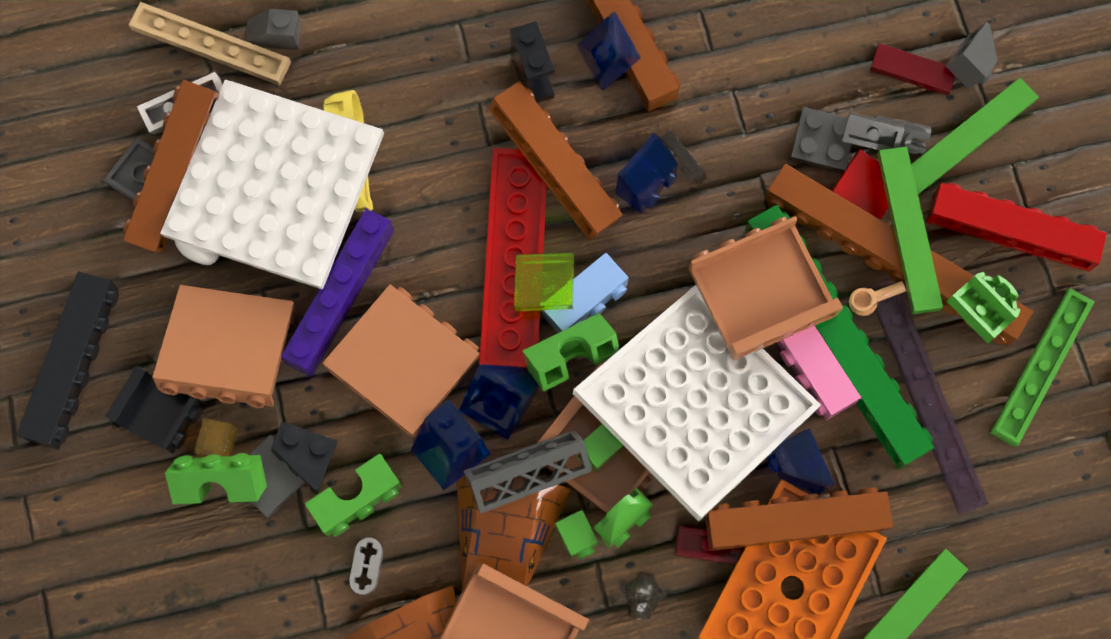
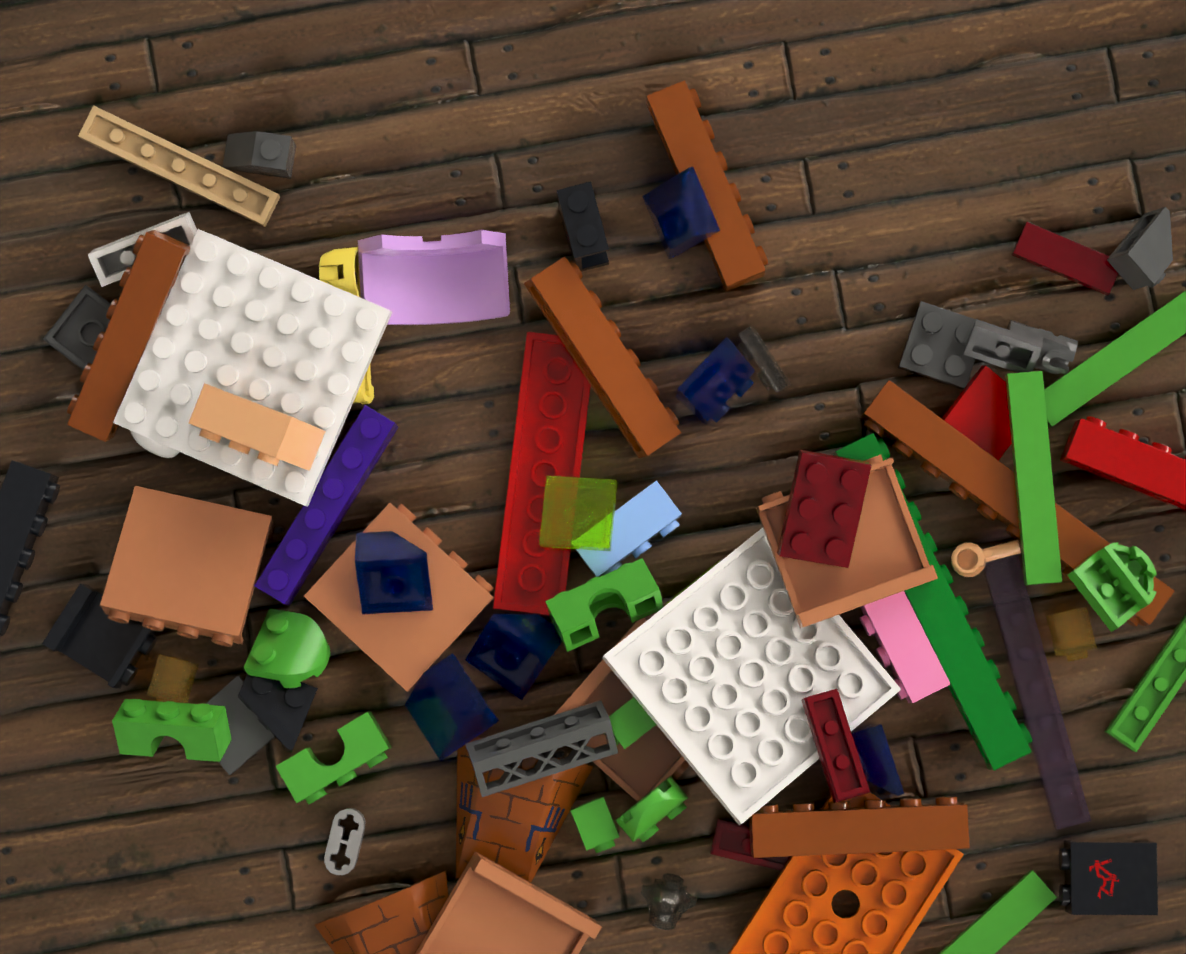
camera: 10 degrees right, 10 degrees up
(277, 221) = (255, 427): none -> light nougat wedge
(311, 408) = (288, 649): none -> bright green slope
(395, 337) = (391, 574): none -> clear blue slope
(421, 114) = (436, 280): none -> lavender panel
(744, 259) = (824, 508): none -> dark red plate
(772, 450) = (835, 745): none -> dark red tile
(953, 352) = (1071, 633): none -> clear yellow brick
(1010, 548) = (1109, 878): none -> black panel

